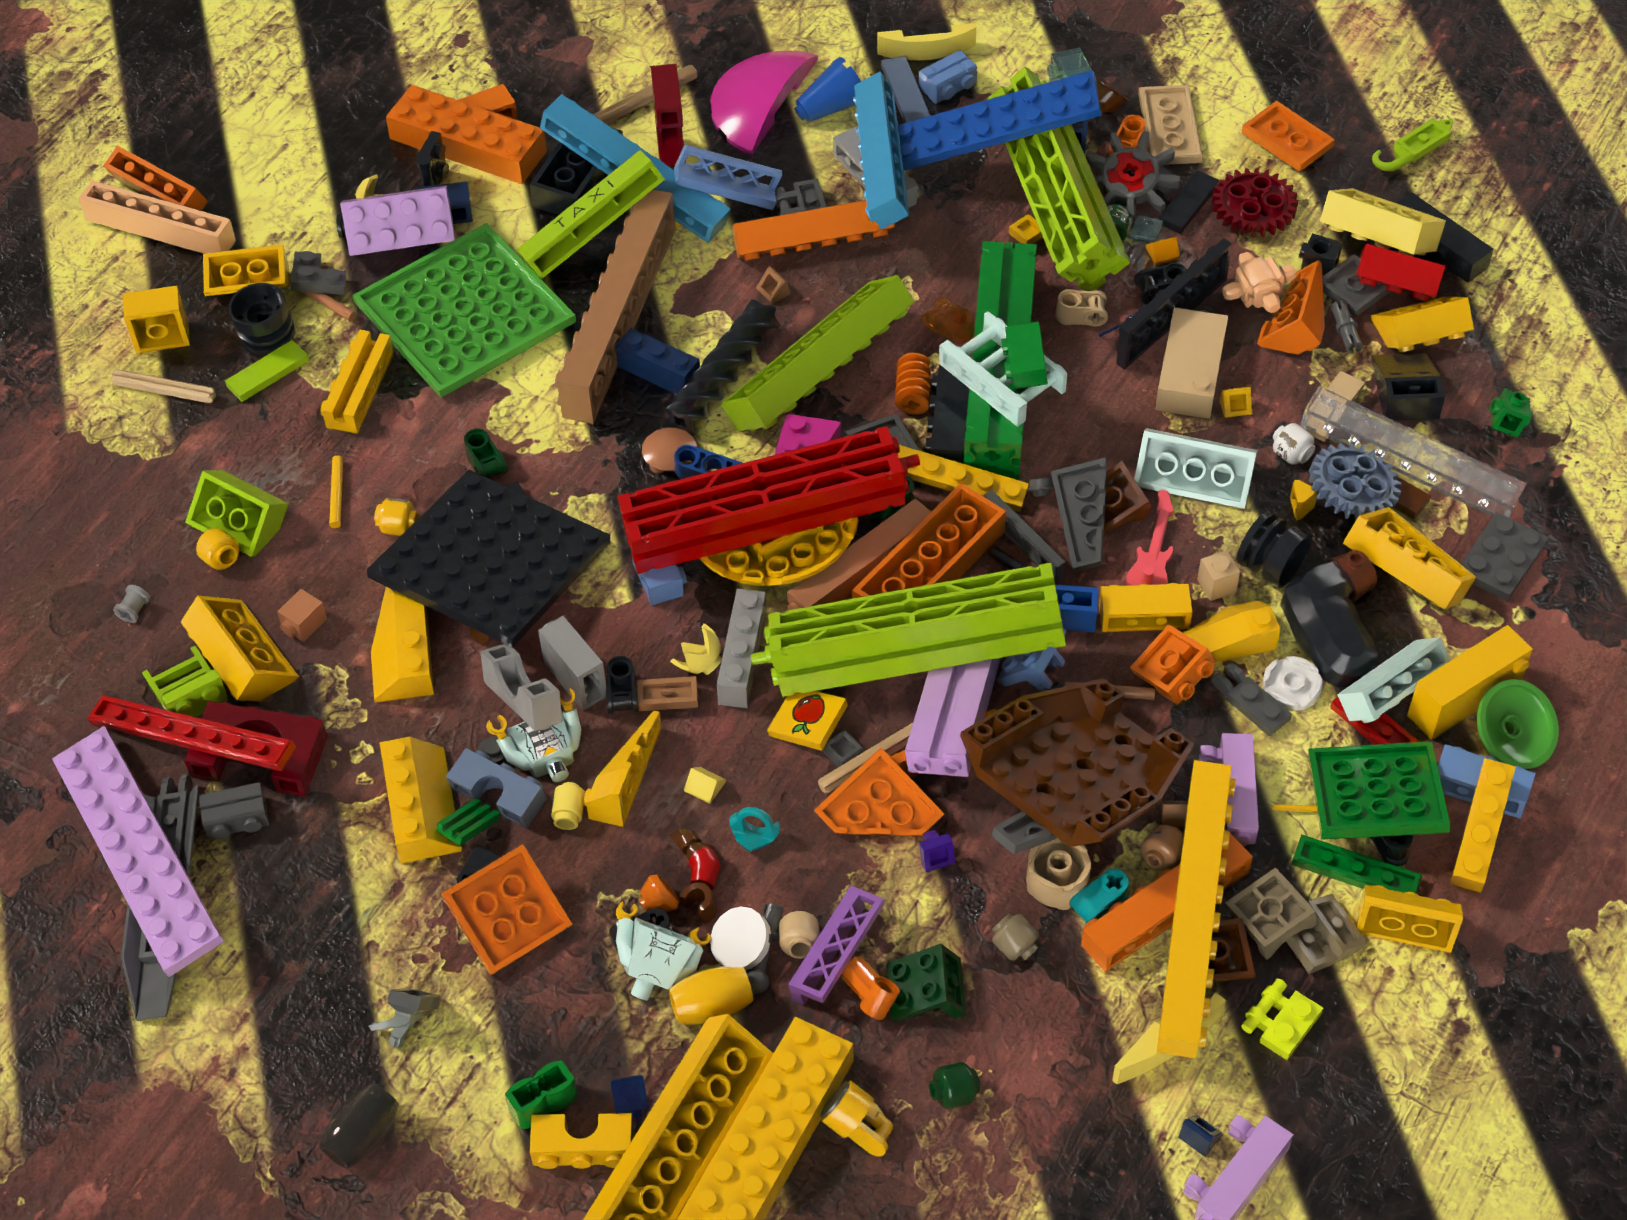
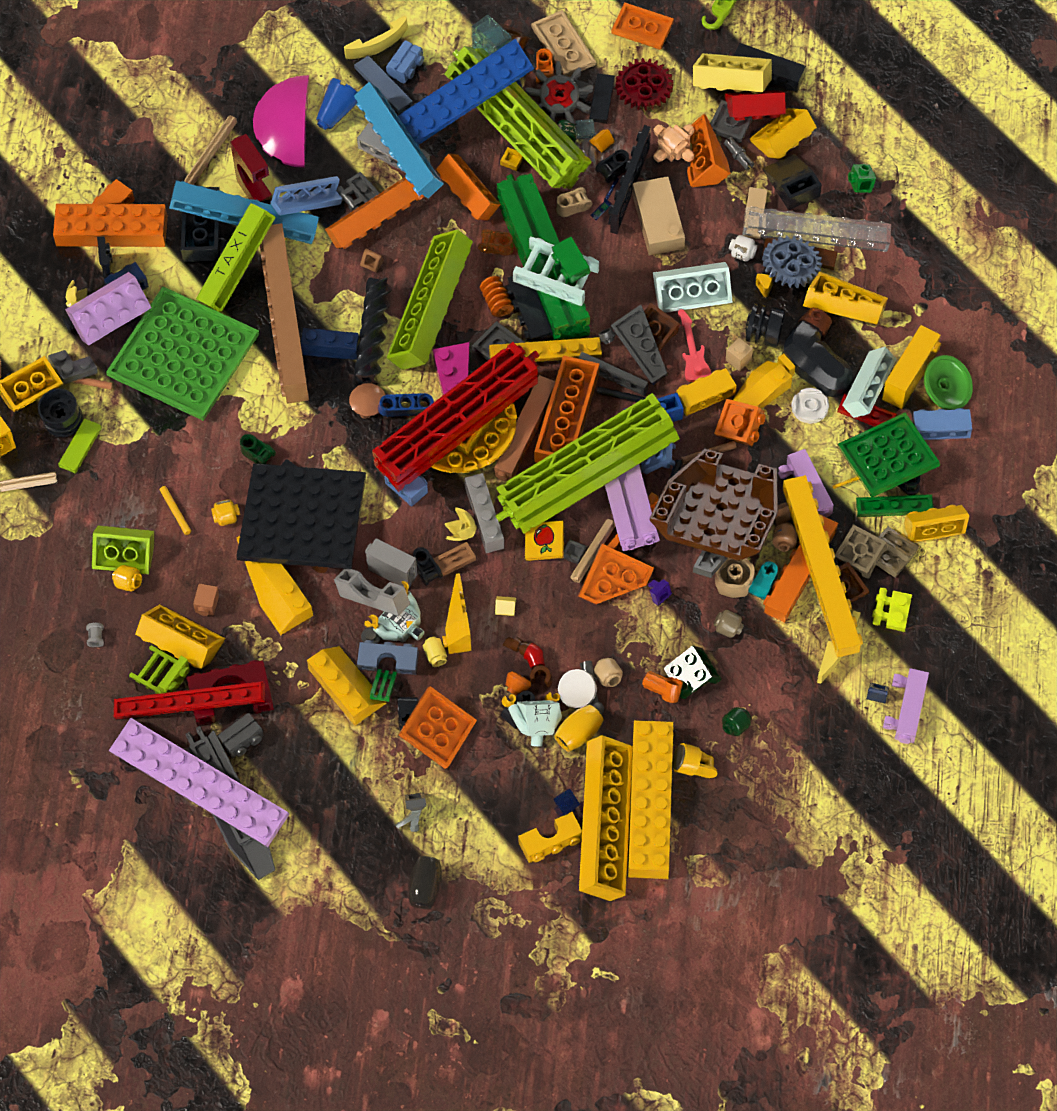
camera: 25 degrees left, 10 degrees up
(357, 382) = (145, 430): yellow brick -> none
(546, 1092) = (518, 820): green brick -> none
(749, 835) = (552, 625): teal piece -> none
(830, 941) = (629, 652): medium lavender fence -> none
(948, 241) = (467, 187): none -> orange brick
(1236, 402) = (696, 232): yellow slope -> none
(1252, 700) = (792, 425): dark grey hinge -> none
(1282, 614) = (787, 364): none -> yellow plate
(1321, 249) = (704, 102): black brick -> none
(1482, 825) = (954, 453): yellow brick -> none
(1503, 555) = (894, 274): dark grey plate -> none

